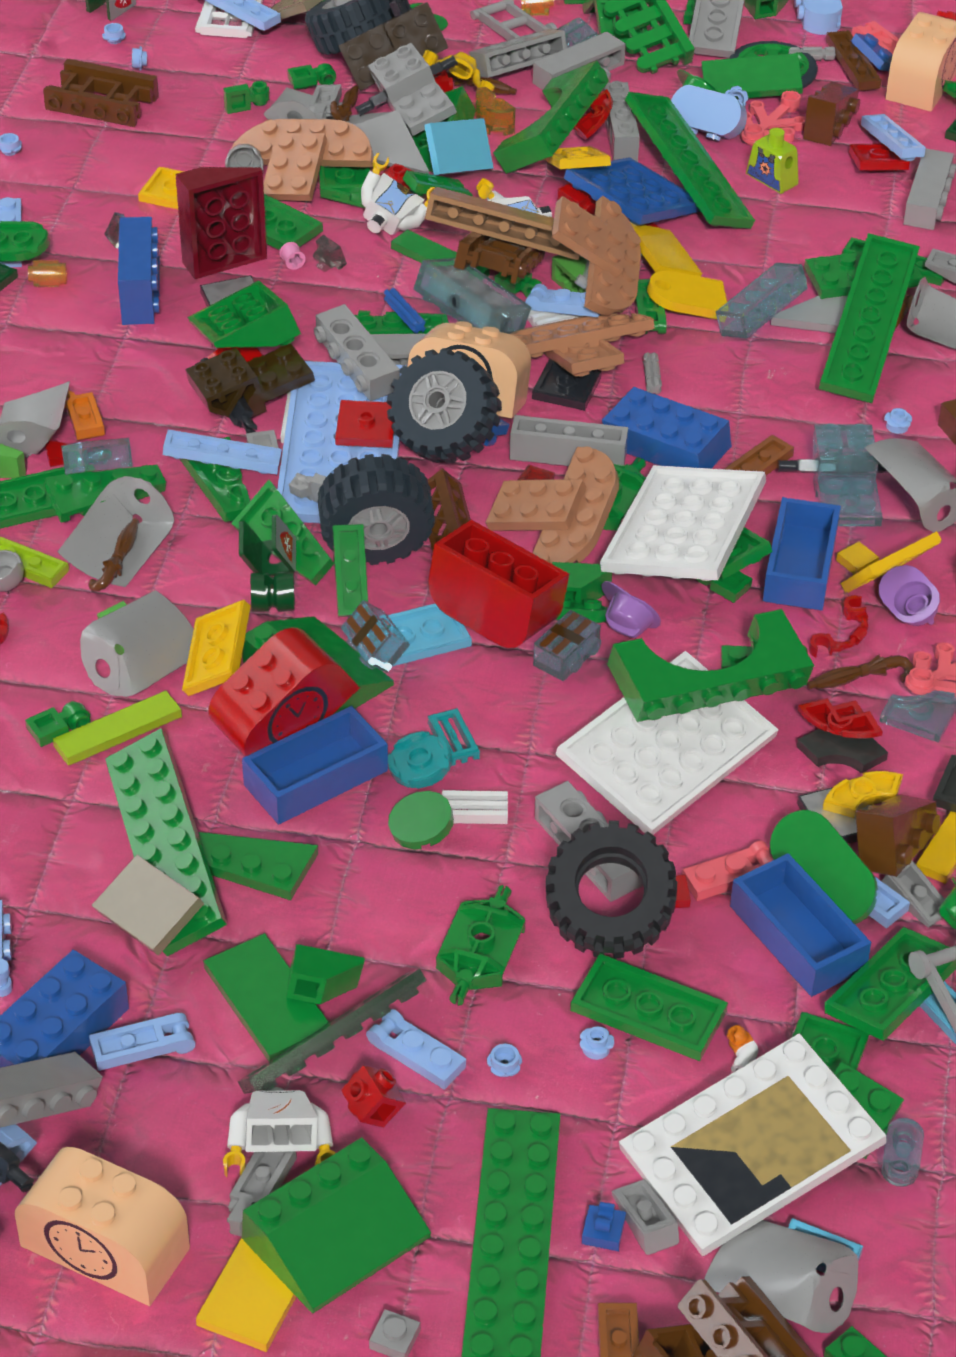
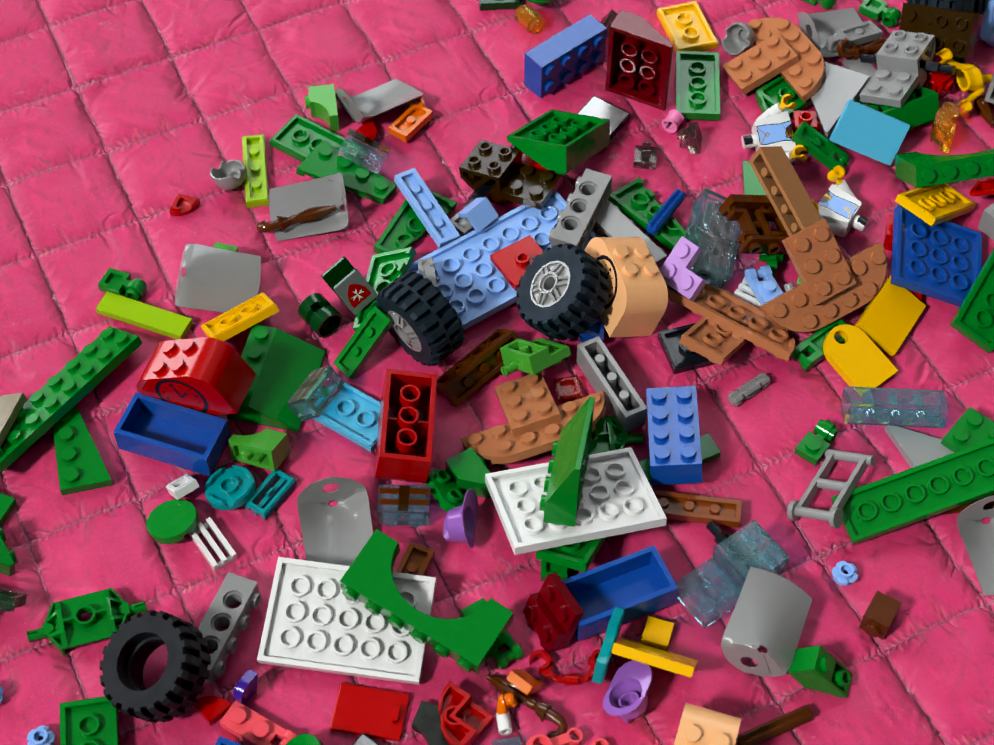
camera: 55 degrees right, 10 degrees up
(271, 416) = (479, 213): none -> light blue panel
(313, 294) = (645, 156): none -> clear smoke tile
(383, 793) = (182, 486): none -> white tile
(401, 710) = (262, 449): none -> bright green arch
(484, 473) = (532, 356): none -> bright green plate
(490, 314) = (677, 269): none -> lavender plate
(544, 701) = (334, 532): none -> light grey piece
(666, 481) = (568, 468): none -> green slope
(678, 850) = (246, 687): none -> dark purple tile
(748, 367) = (813, 446): none -> green plate
(774, 785) = (369, 712): none -> red container
(796, 592) = (553, 613): none -> dark red plate
(810, 409) = (835, 515): none -> light grey piece
(839, 660) = (524, 681): none -> orange tile
(854, 691) = (503, 718): none -> arm
(856, 581) = (605, 655): none -> teal tile

